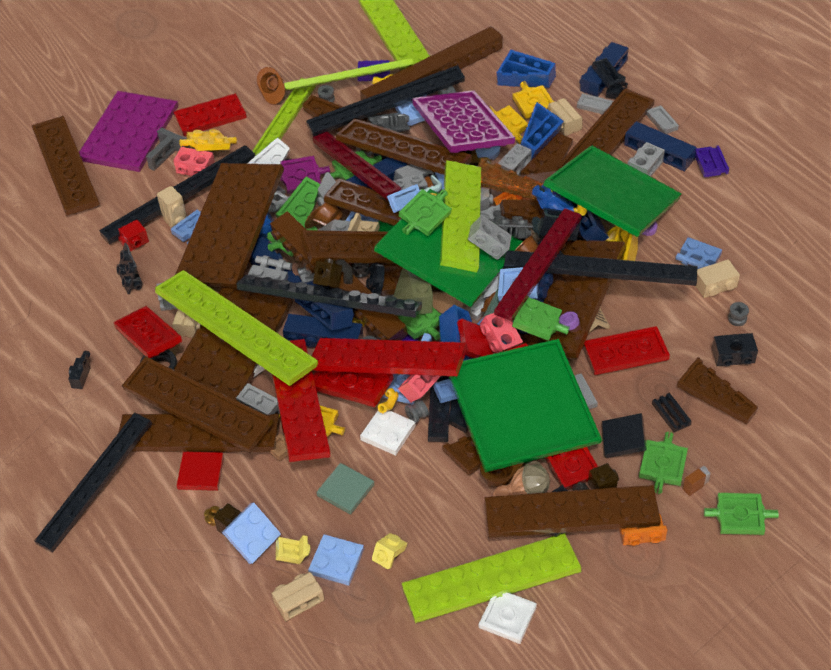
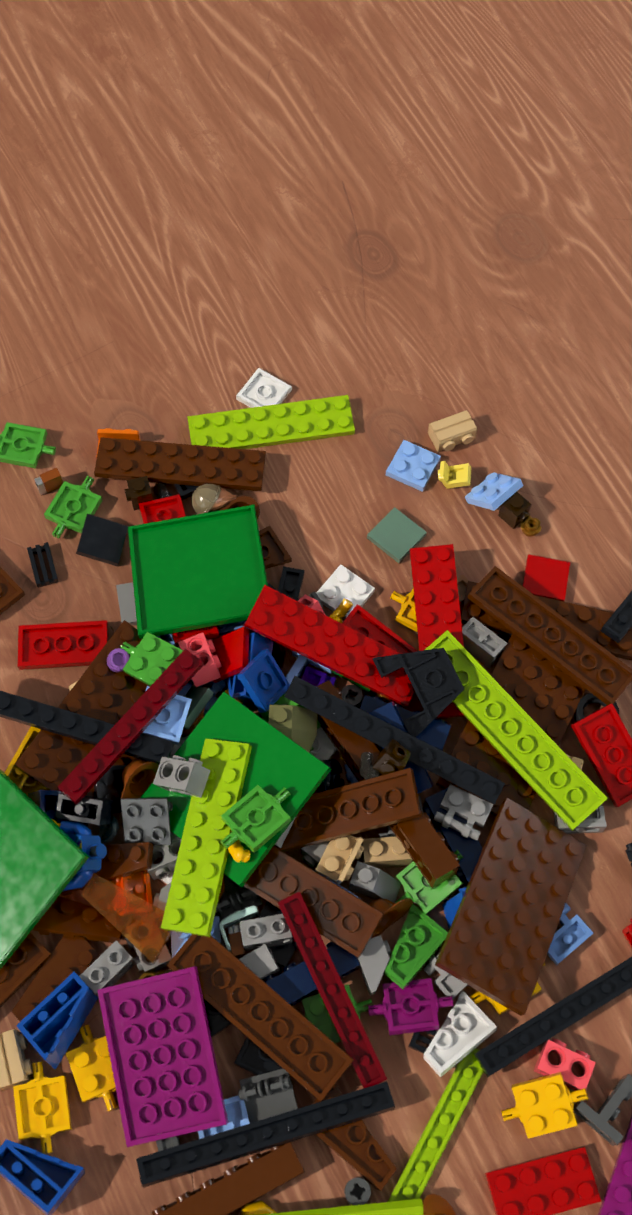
camera: 175 degrees left, 15 degrees up
(171, 206) = (592, 960): tan brick -> none
(302, 340) = (431, 678): none -> black wing
(387, 549) = (361, 463): light yellow bracket -> none
(403, 197) = (273, 891): light blue tile -> none
(442, 318) = (263, 680): none -> blue plate

